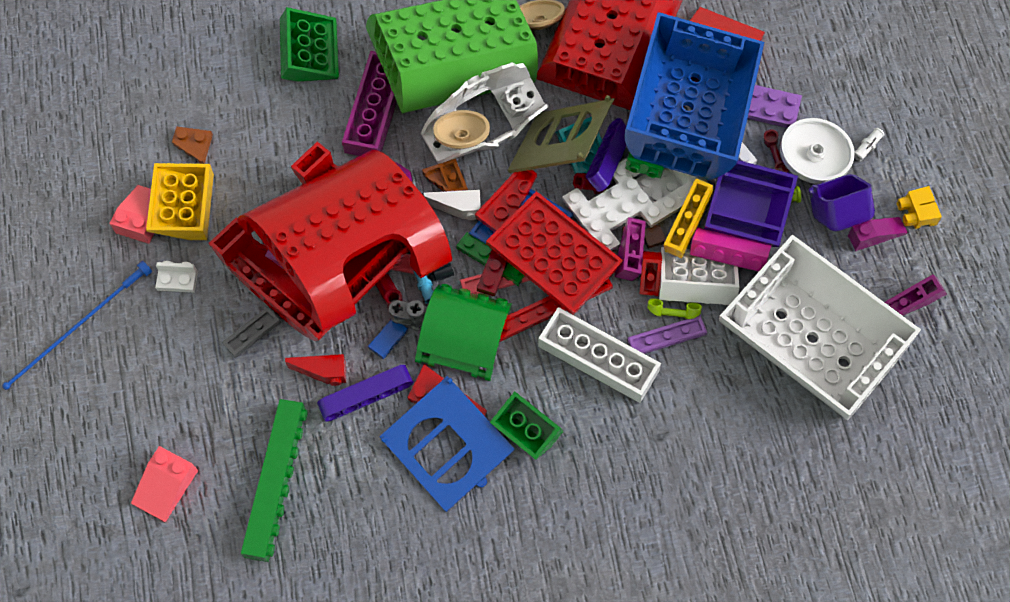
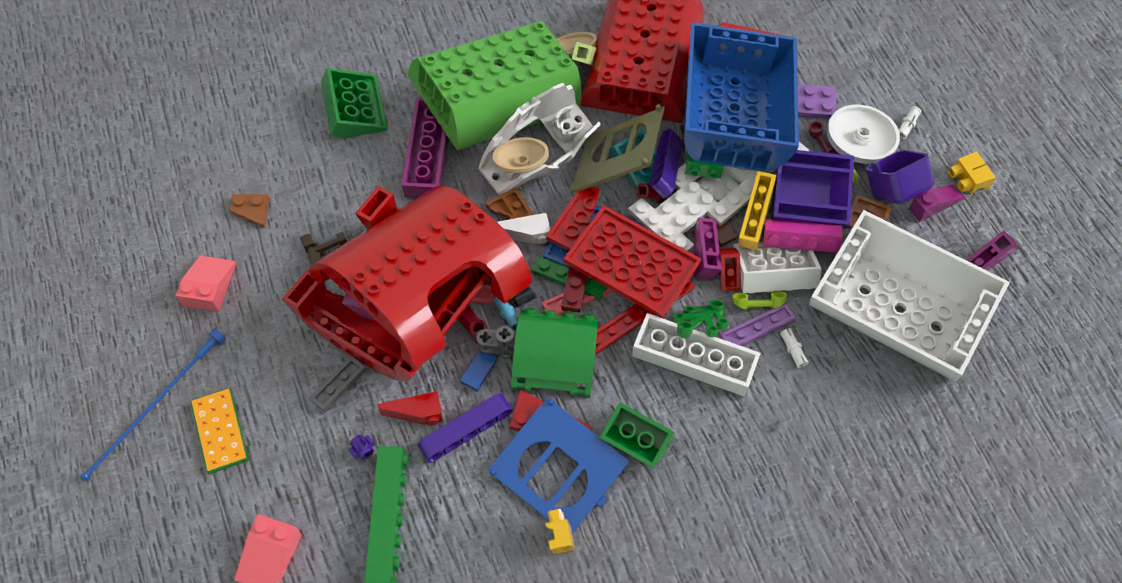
camera: 10 degrees left, 5 degrees down
(134, 360) = (219, 431): none -> light orange tile
(176, 276) = (251, 340): white bracket -> none
(180, 200) = (246, 263): yellow slope -> none
(250, 196) = (315, 250): none -> dark brown bar
(264, 397) = (361, 447): none -> dark purple gear
(437, 507) = (562, 532): none -> yellow hips
(546, 27) = (584, 53): none -> yellowish green brick
(627, 311) = (698, 316): none -> green plant
(698, 362) = (794, 348): none -> white pin
(805, 231) = (862, 203): none -> dark orange wing

